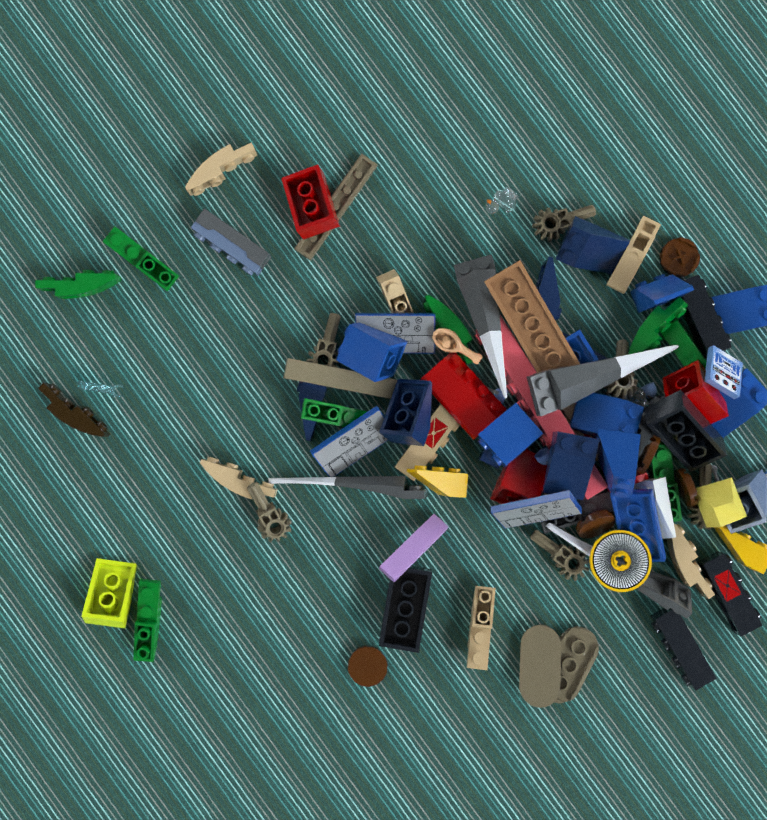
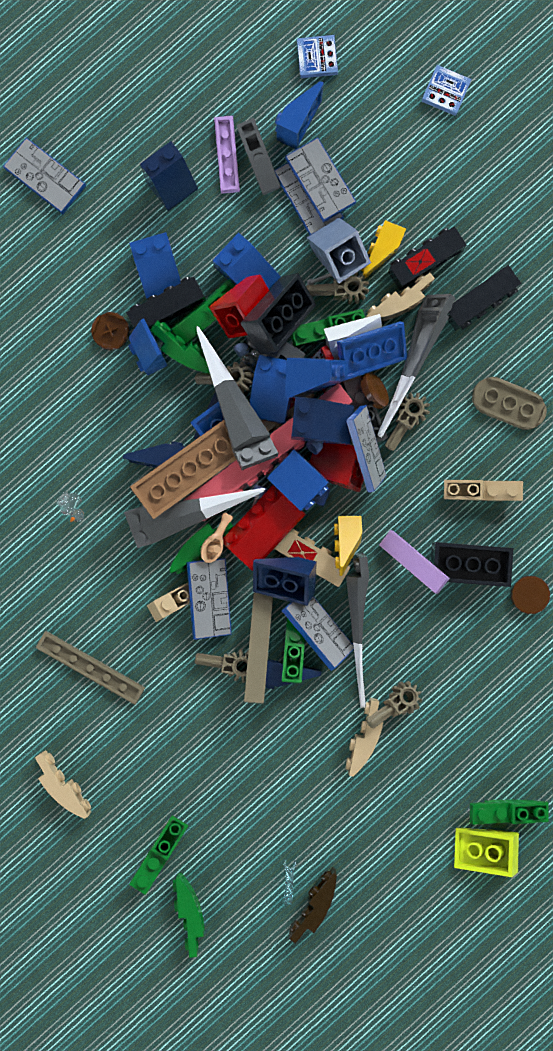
camera: 90 degrees left, 0 degrees up
(231, 242) = (134, 767): piece -> none
(310, 202) = (88, 693): red brick -> none
(371, 351) = (229, 620): blue slope -> none
(540, 666) = (513, 430): dark tan tile -> none
(560, 219) = (84, 448): dark tan gear -> none
(591, 247) = (109, 417): dark blue slope -> none
(633, 255) = (112, 375): tan slope -> none
(636, 559) = (401, 350): piece -> none
(648, 454) = (304, 348): reddish brown tile -> none
(686, 487) = (331, 308): reddish brown tile -> none
(720, 503) = (343, 276): light yellow slope -> none
(723, 372) = (218, 282): tile -> none

